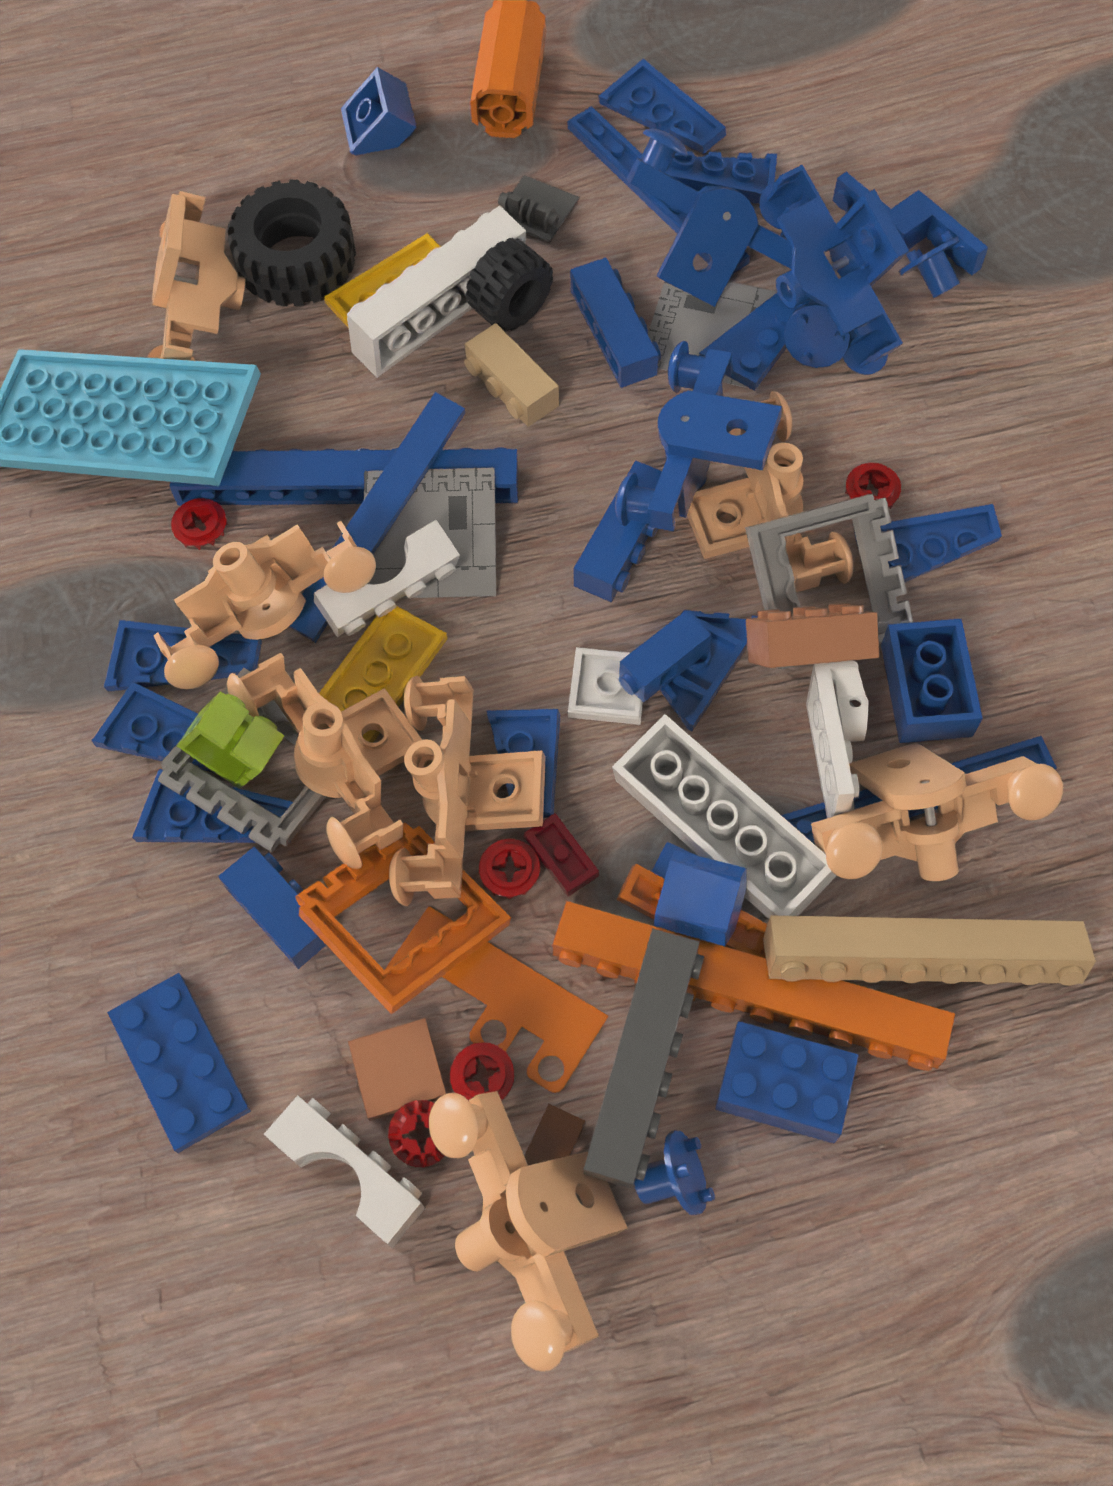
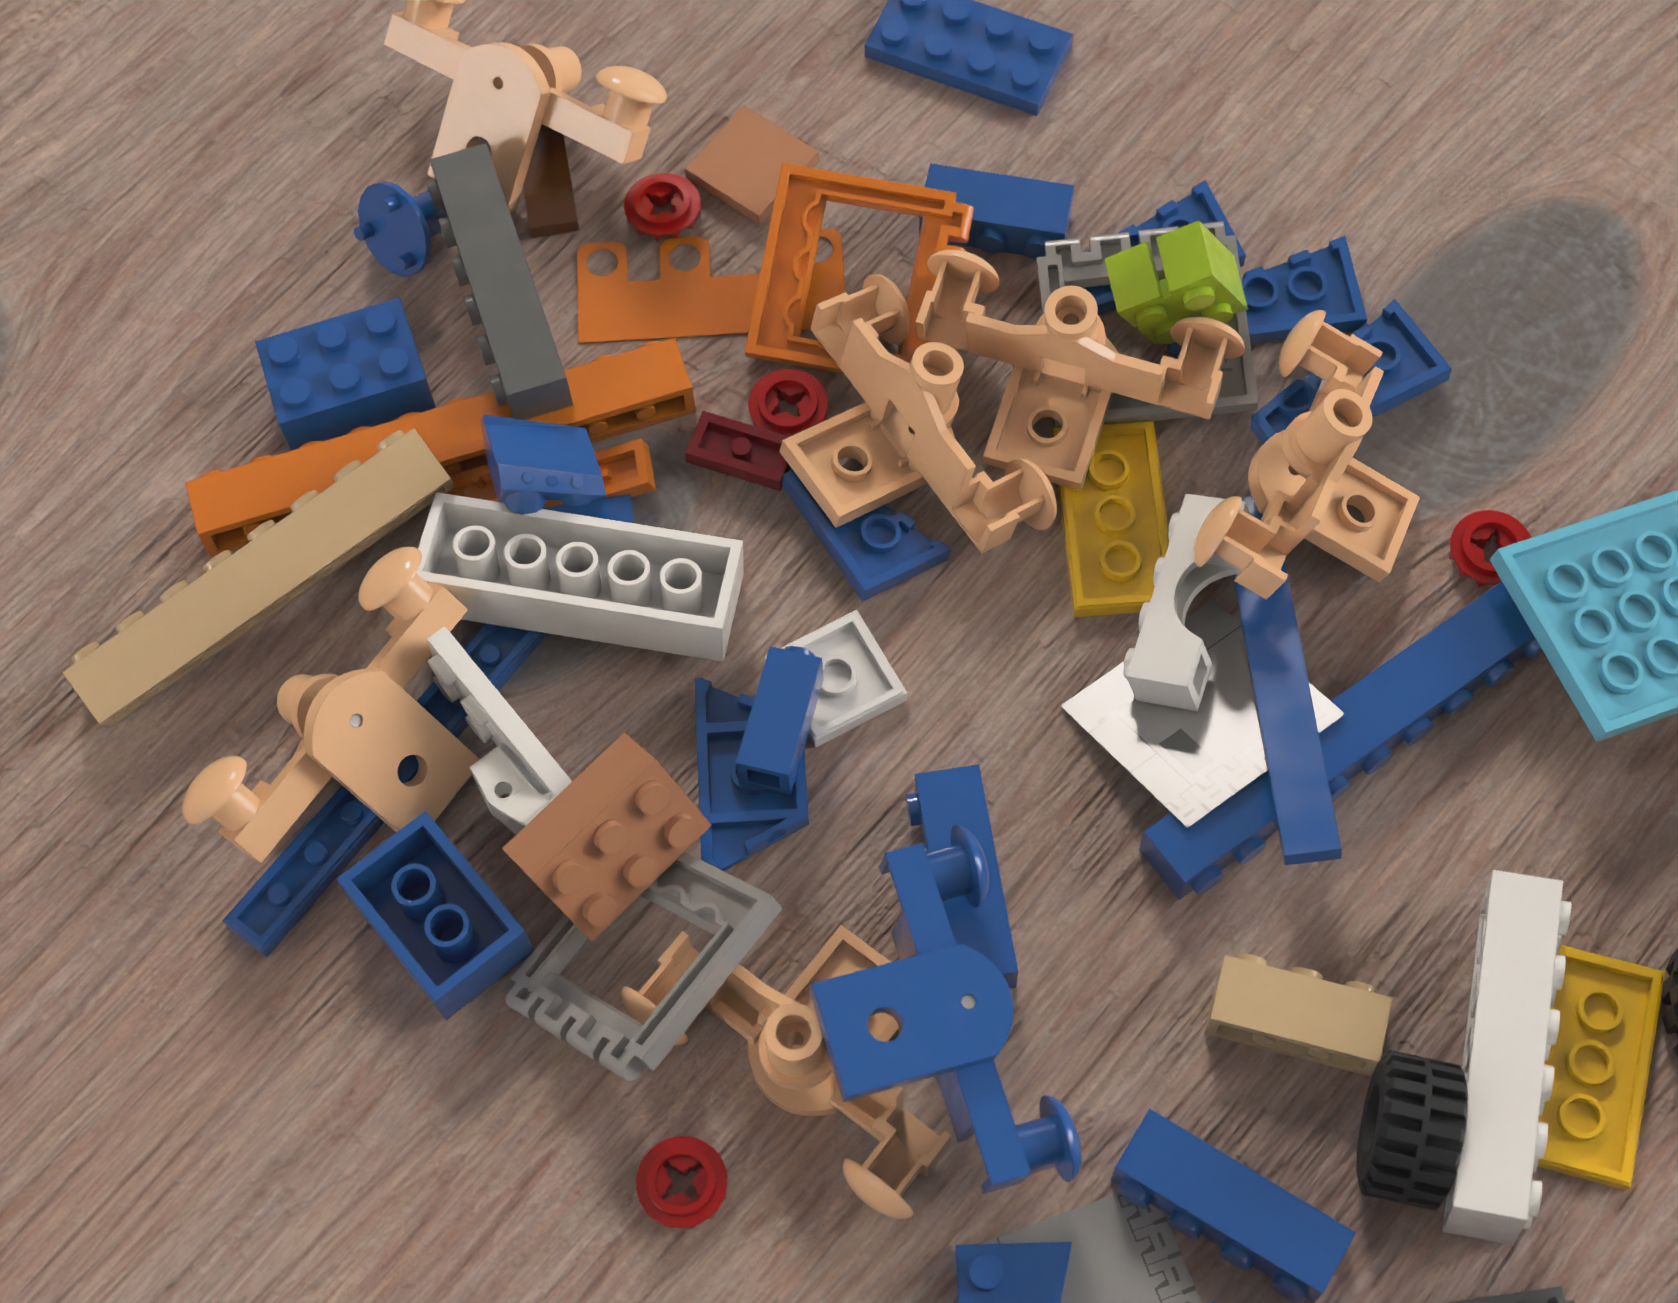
camera: 145 degrees right, 0 degrees up
(384, 1204) = (779, 59): white arch -> none
(406, 1148) = (681, 139): red gear -> none
(942, 538) = (555, 1140): blue wing -> none

